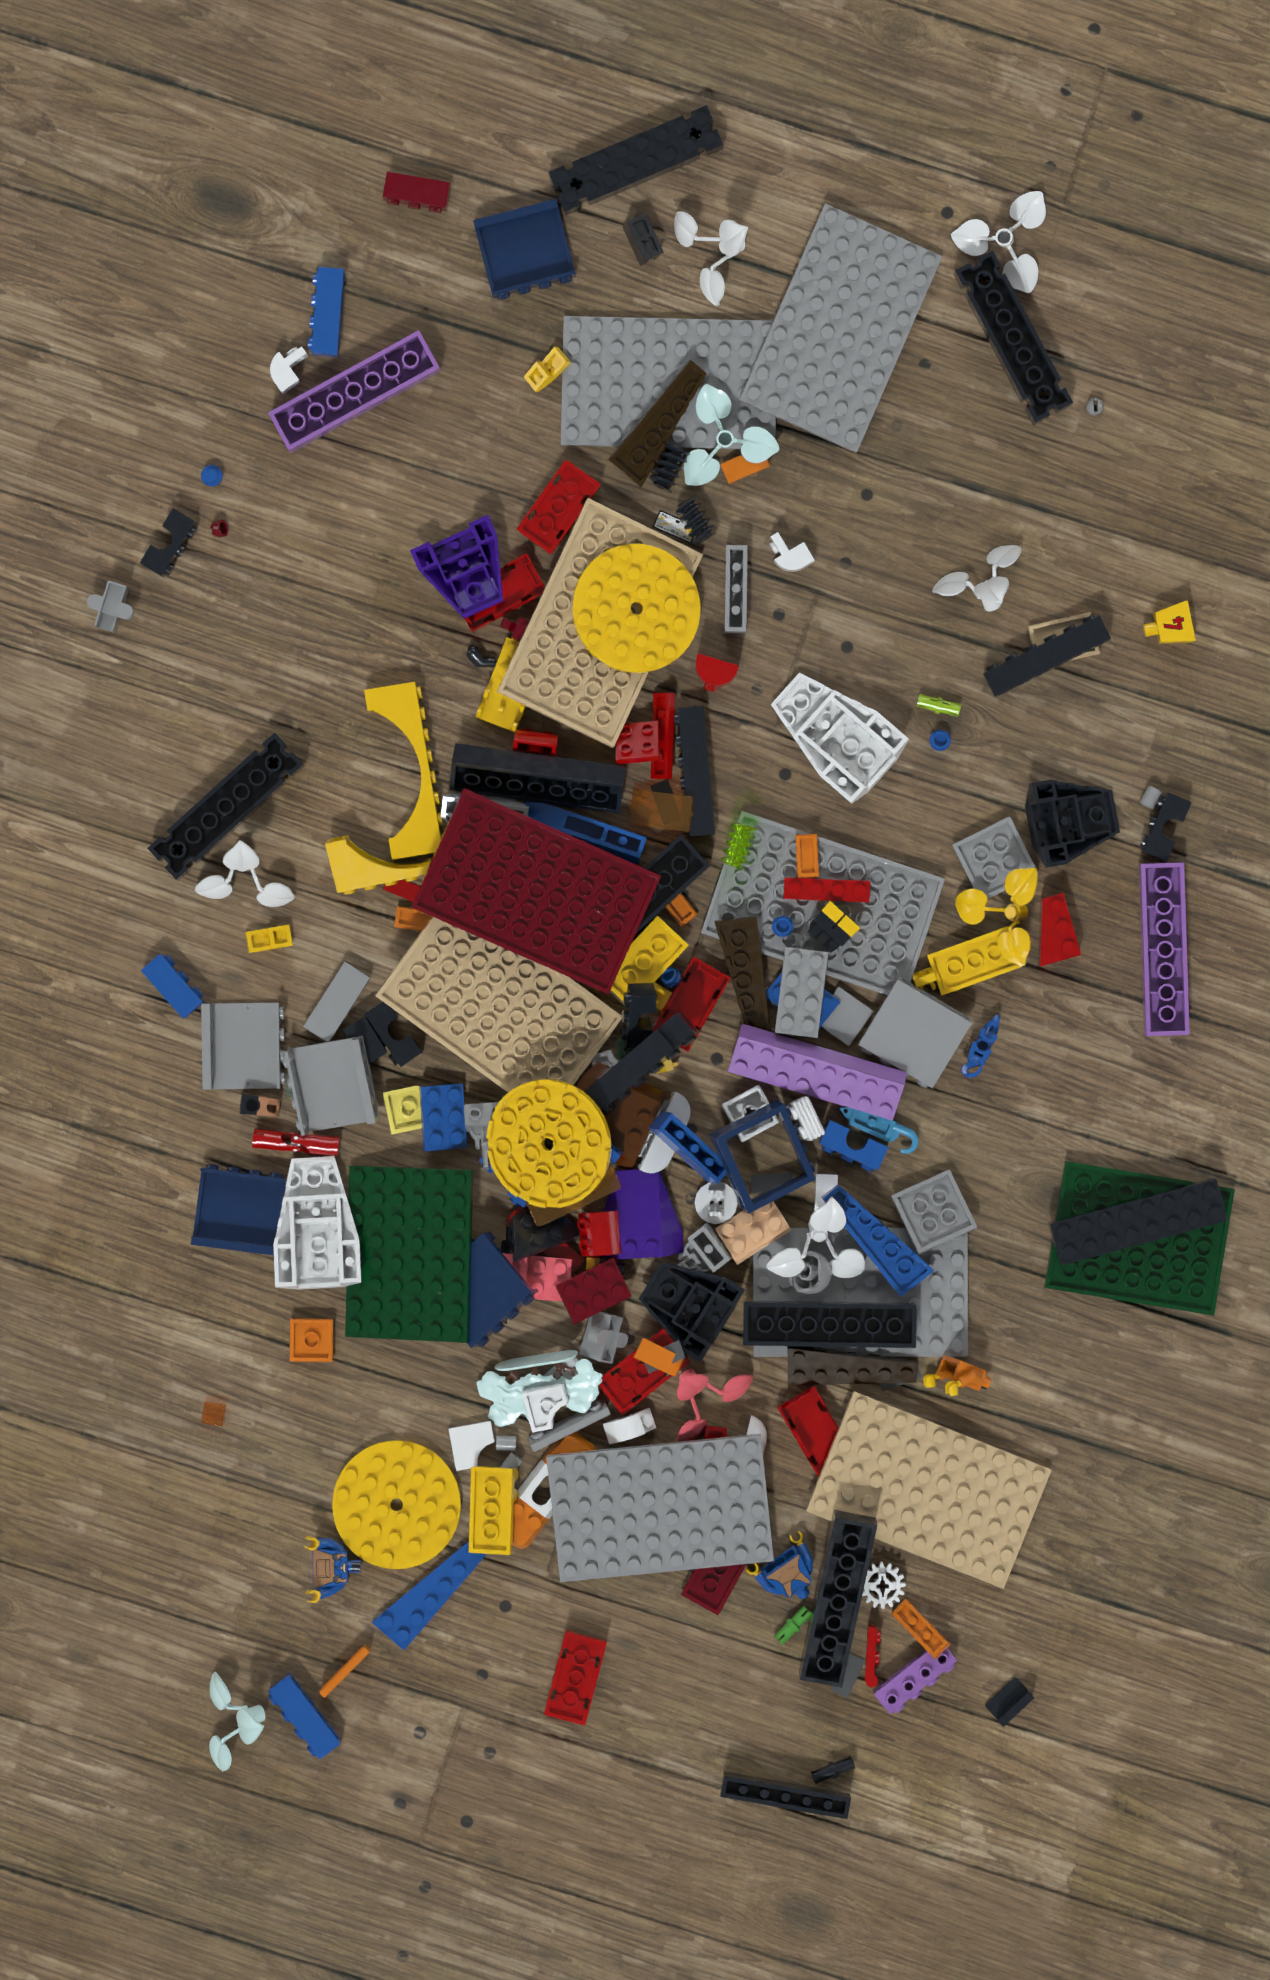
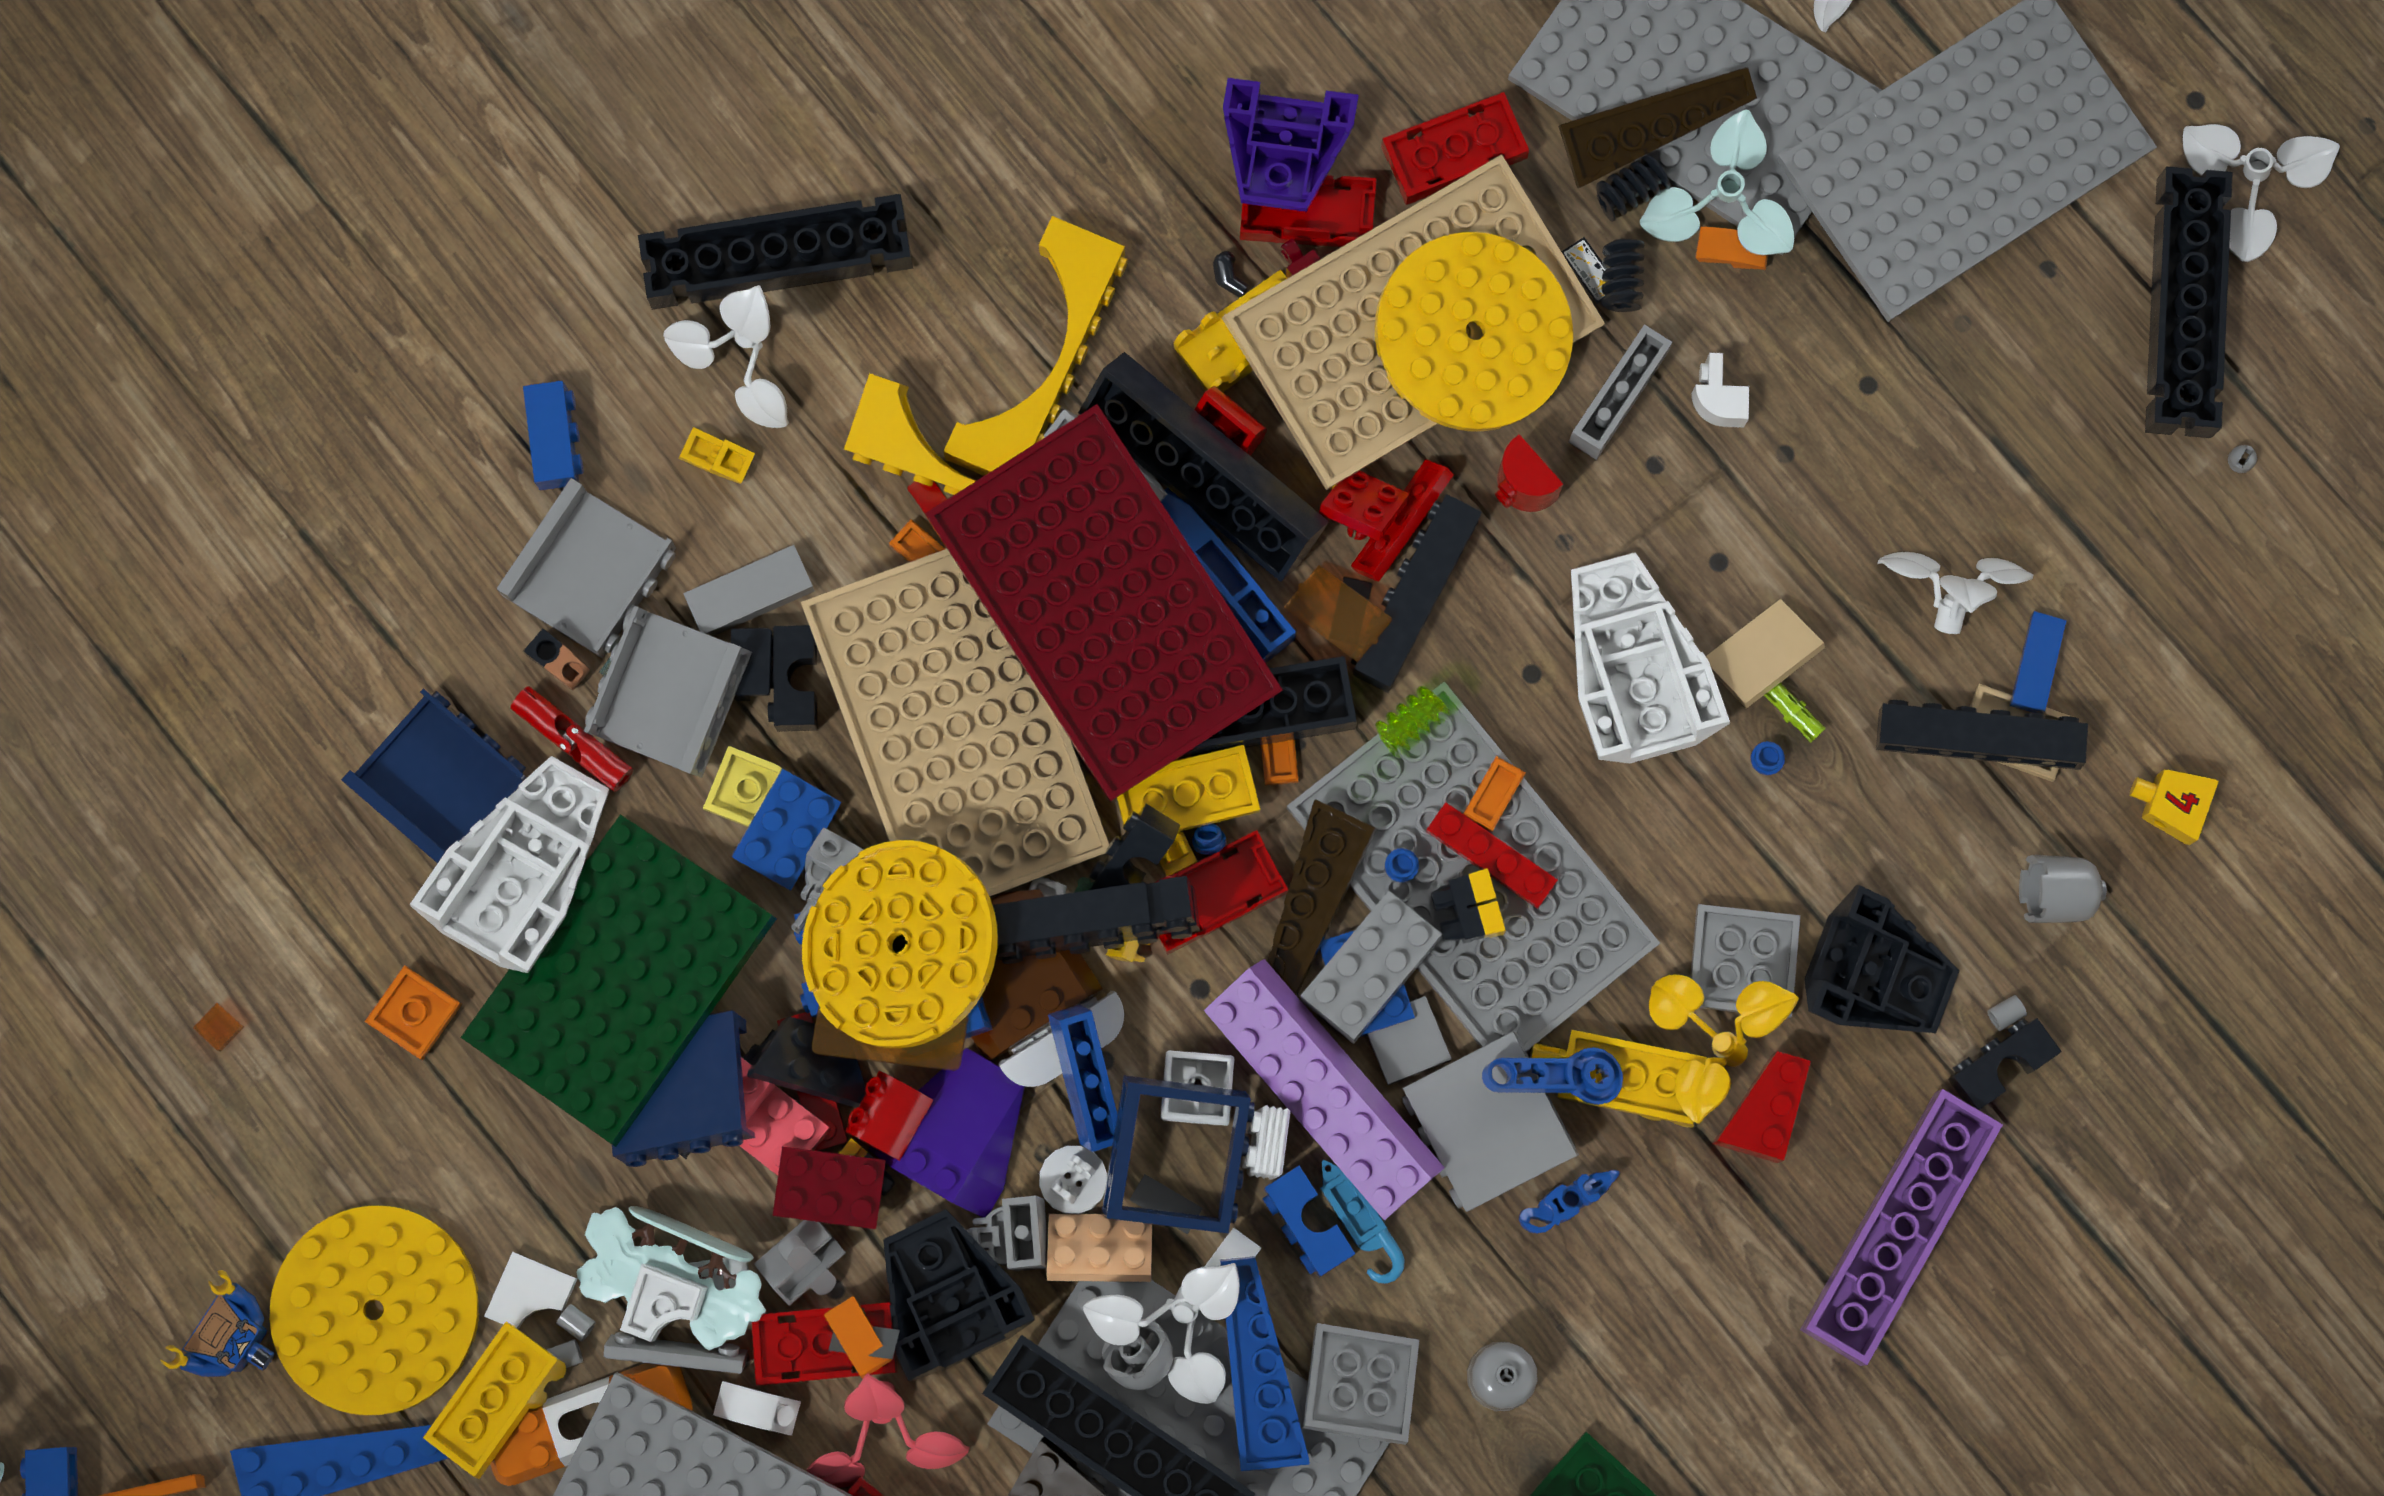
camera: 30 degrees right, 10 degrees down
(902, 684) = (1764, 653): none -> tan tile
(939, 985) = (1561, 1075): none -> blue beam
(999, 1151) = (1485, 1377): none -> light grey cylinder
(1052, 594) = (2038, 663): none -> blue tile
(1139, 713) = (2060, 889): none -> light grey cylinder

